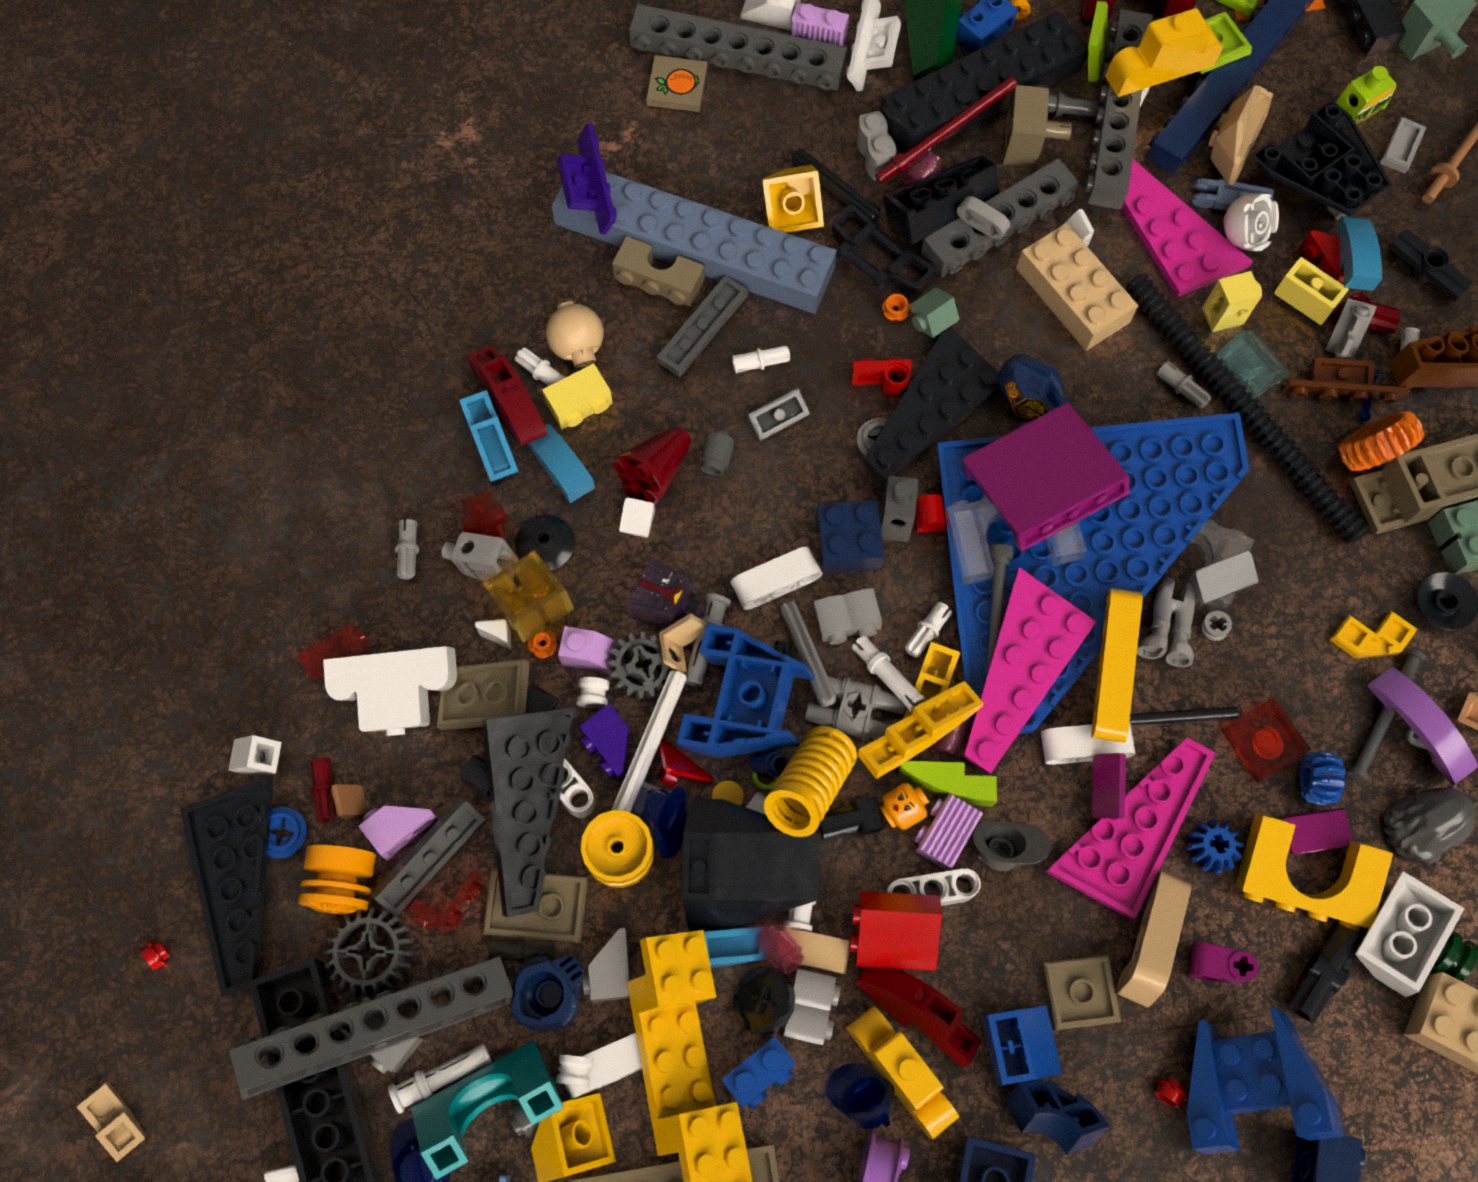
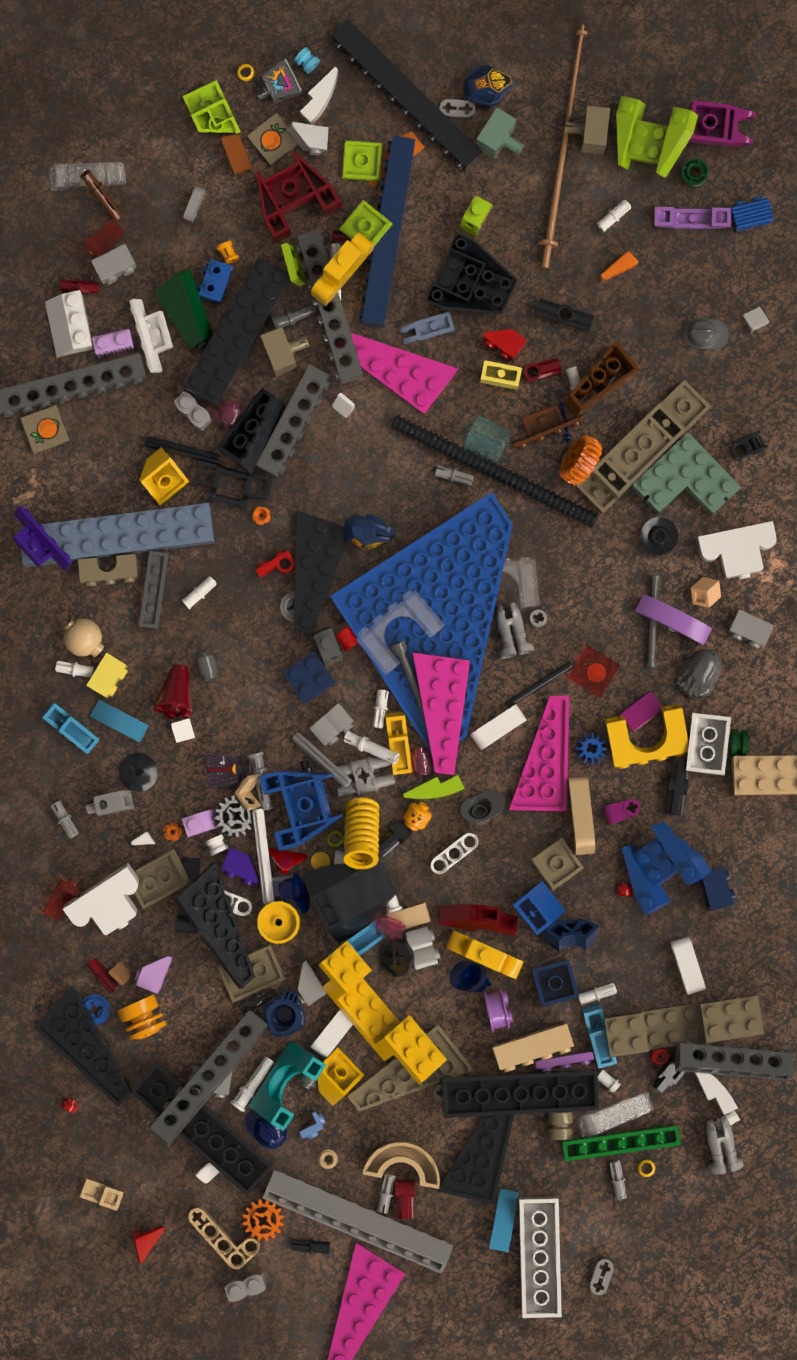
camera: 30 degrees left, 15 degrees up
(254, 756) = (56, 978): white brick -> none
(369, 938) = (184, 1052): dark grey gear -> none
(427, 857) = (180, 979): dark grey plate -> none
(452, 917) = (200, 1010): clear red bracket -> none
(483, 515) = (98, 779): clear red brick -> none
(508, 393) = (66, 697): dark red slope -> none
(532, 604) = (154, 812): clear yellow piece -> none
(574, 1070) = (320, 1044): white wheel -> none
(758, 1072) = (412, 994): blue brick -> none
(770, 763) = (335, 834): dark blue pin -> none
(776, 413) = (226, 621): dark grey slope -> none
(776, 578) = (280, 724): white beam -> none
(896, 930) = (445, 886): red brick -> none
(901, 161) = (216, 420): dark red bar -> none
(921, 729) = (405, 771): yellow slope -> none
(934, 312) = (285, 509): sand green brick -> none
(948, 831) = (447, 817): lavender brick -> none
(983, 217) = (285, 435): light grey beam -> none
(1047, 475) = (400, 593): magenta panel -> none
(1076, 286) = (361, 445): tan brick -> none
(1109, 786) = (519, 748): magenta slope -> none
(1117, 665) = (492, 679): yellow beam -> none
(1224, 577) = (529, 594): slope -> none
(1232, 301) = (457, 409): light yellow brick -> none
(1239, 132) = (410, 284): tan wedge -> none
(1251, 221) = (445, 346): white cylinder -> none
(1322, 778) = (631, 681): blue gear -> none
(1350, 328) = (534, 391): light grey hinge -> none
(1359, 253) = (517, 338): dark azure slope -> none
(1362, 642) = (623, 584): yellow tile -> none
(1403, 145) = (514, 230): light grey tile -> none

